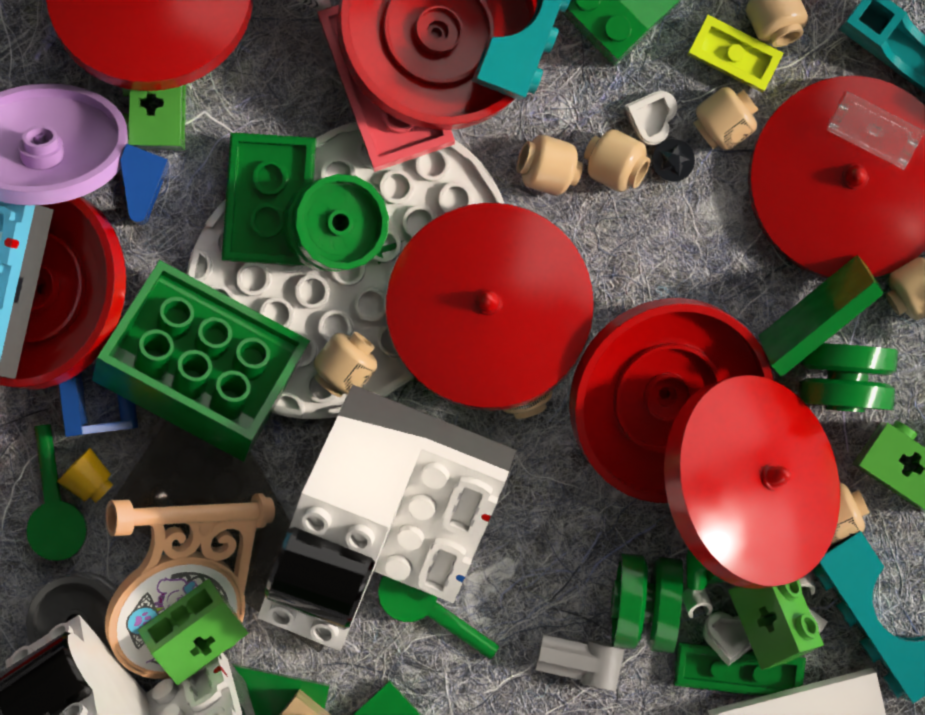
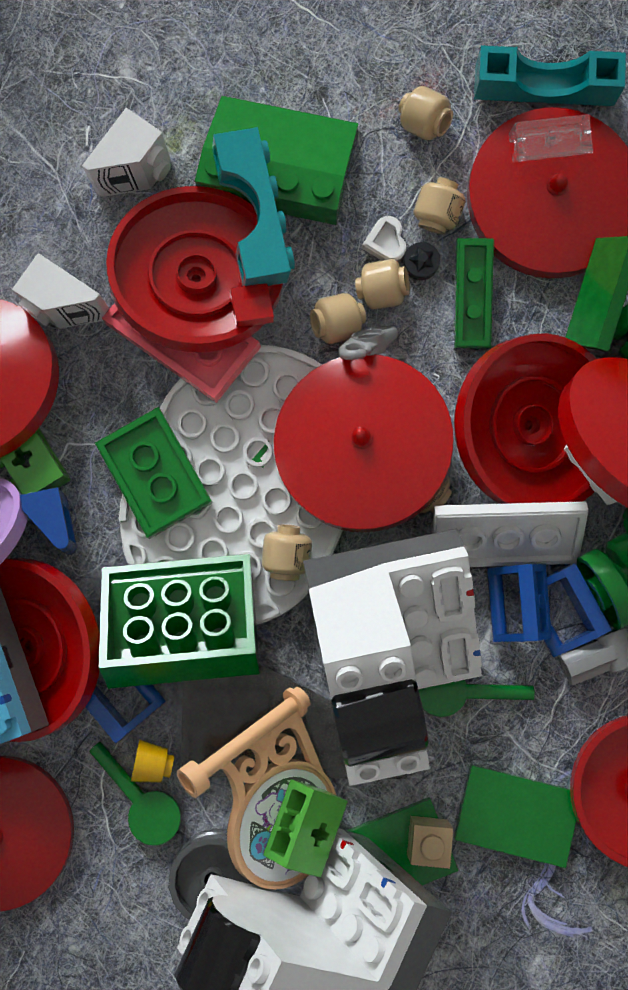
camera: 30 degrees left, 5 degrees down
(356, 237) = (226, 438): green wheel -> none
(468, 103) = (251, 305): none -> red tile
(549, 566) = (533, 603): none -> blue tile
(561, 211) = (368, 342): none -> light grey piece
(575, 489) = (516, 531): none -> white tile
(600, 597) = (585, 606): none -> blue tile
(700, 228) = (473, 293): none -> green tile
(735, 53) = (415, 159): neon yellow plate -> none

